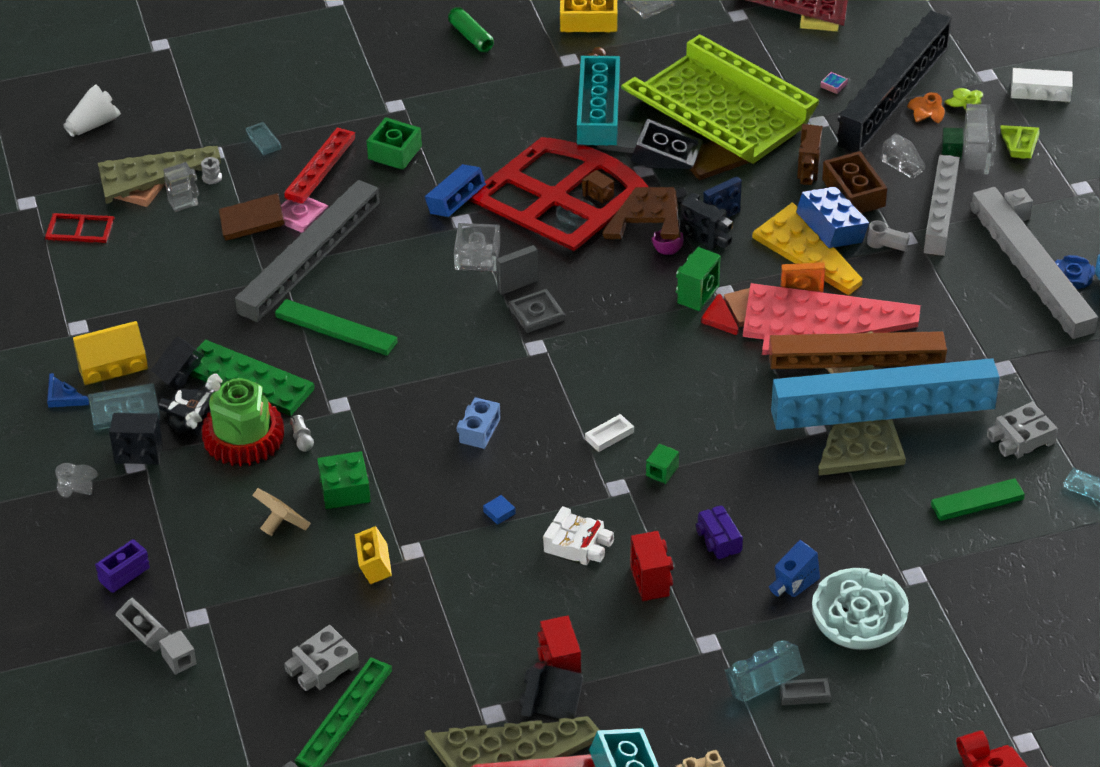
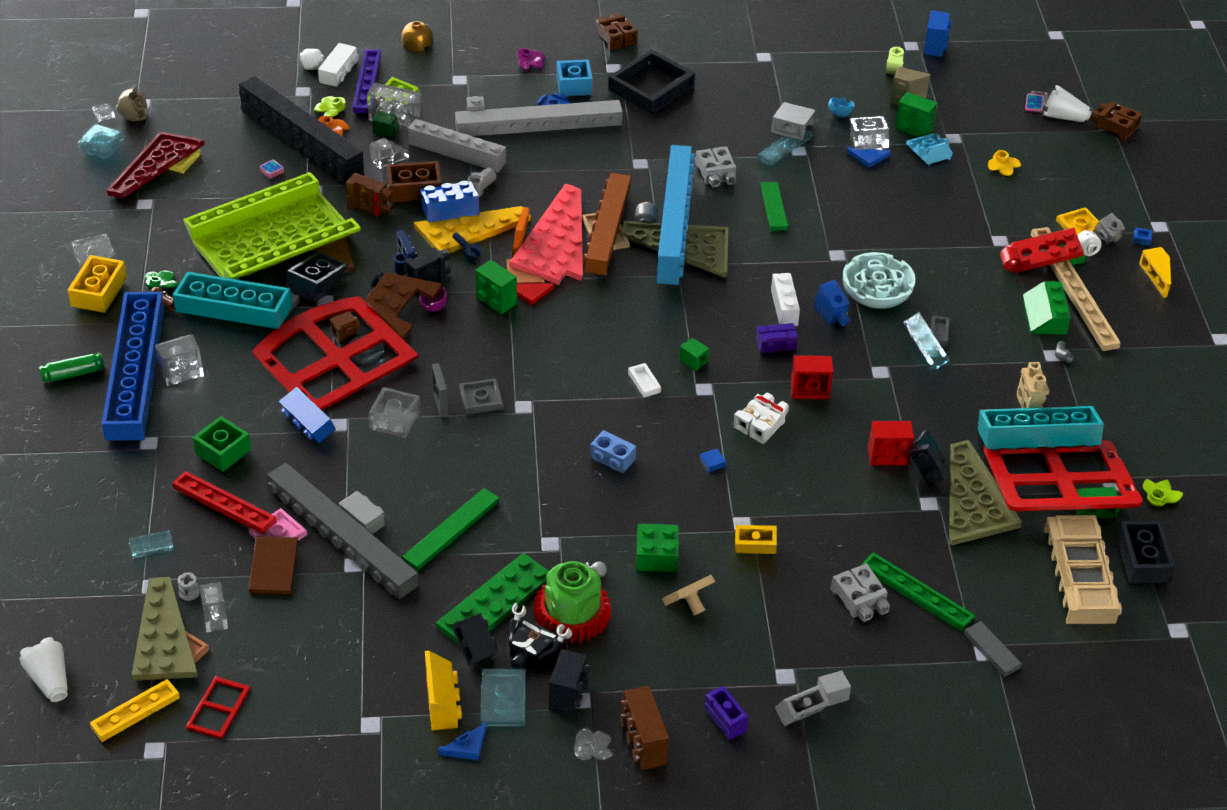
camera: 80 degrees left, 0 degrees up
(62, 177) = (134, 710): none -> yellow plate
(88, 504) = (644, 728): none -> reddish brown brick
(332, 258) = (363, 511): none -> light grey brick
(483, 62) = (133, 366): none -> blue brick
(496, 87) = (179, 360): none -> clear brick
(624, 49) = (162, 279): none -> green plate
(759, 253) = (468, 247): none -> dark blue bar
(787, 528) = (785, 299): none -> white brick
(1038, 60) = (311, 59): none -> white head
(1039, 112) = (366, 79): none -> dark purple plate

